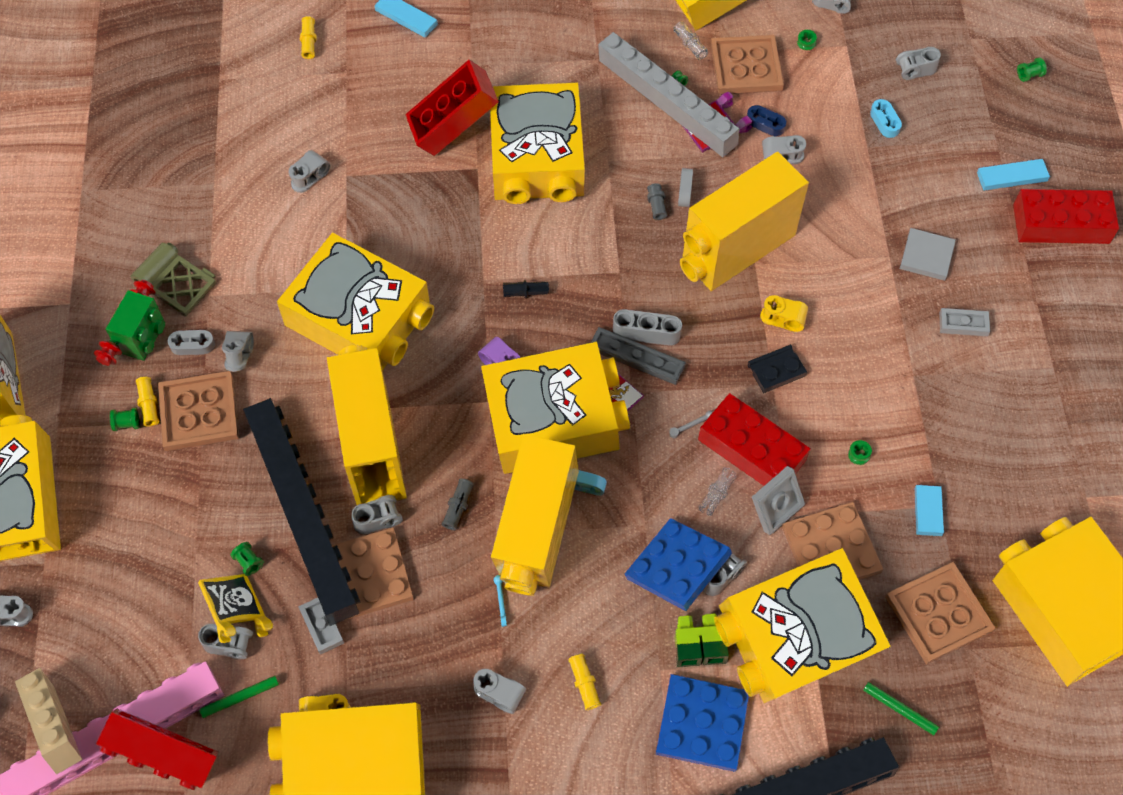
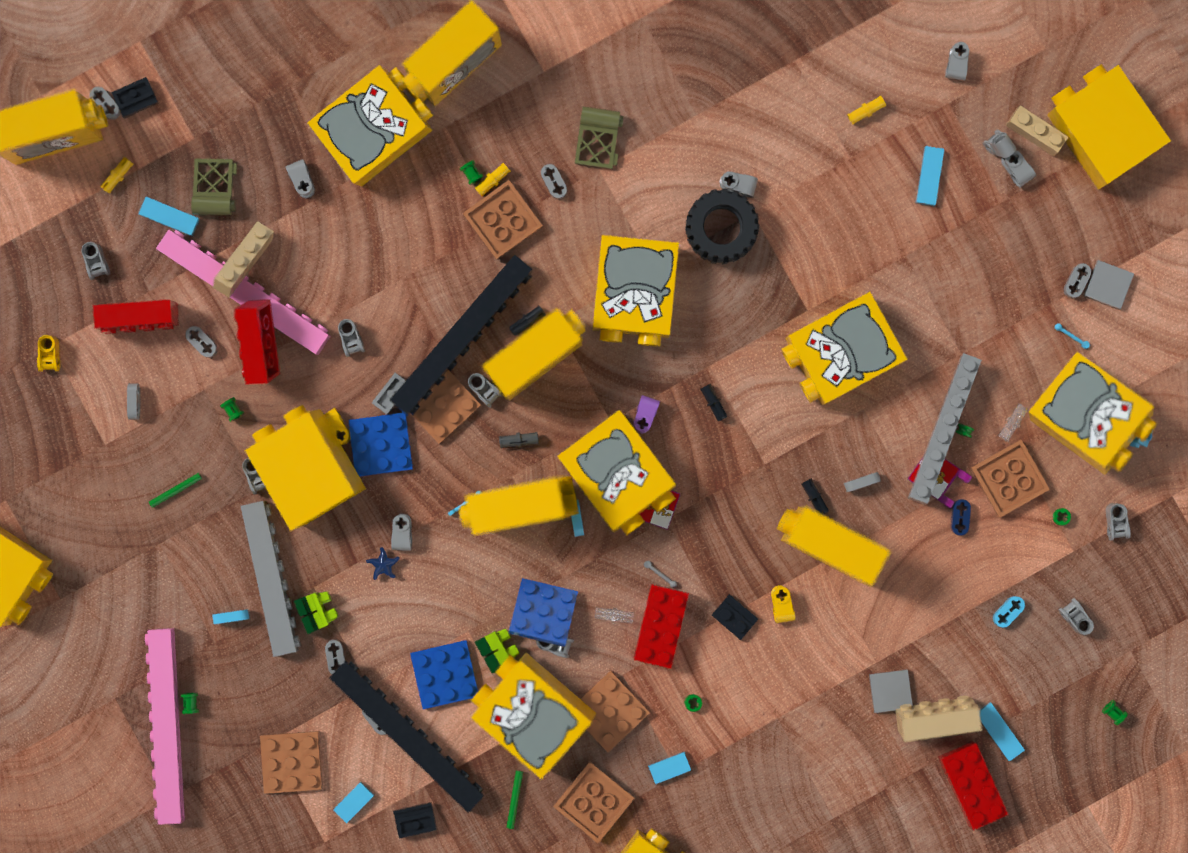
camera: 65 degrees right, 25 degrees up
(133, 326) = (541, 137): green brick -> none
(233, 601) = (375, 328): flag -> none
(237, 349) = (562, 219): light grey piece -> none
(239, 696) = (320, 366): green bar -> none
(247, 558) = (412, 318): green bush -> none
(326, 434) = (527, 320): none -> black axle
(336, 176) = (722, 252): none -> black tyre
(375, 666) = (380, 444): none -> blue plate
(451, 108) = (837, 271): red brick -> none
(526, 733) = (383, 564): none -> dark blue animal
(584, 682) = (434, 586): yellow pin -> none
(638, 356) = (697, 510): dark grey tile -> none
(656, 198) = (839, 465): dark grey pin -> none
(656, 334) = (728, 515): light grey beam -> none
(670, 237) = (815, 497): none -> black axle
(778, 500) = (621, 662): light grey tile -> none
(785, 147) = (932, 539): light grey piece -> none
(964, 322) = (838, 740): light grey plate -> none
(978, 213) = (938, 718): none -> tan brick

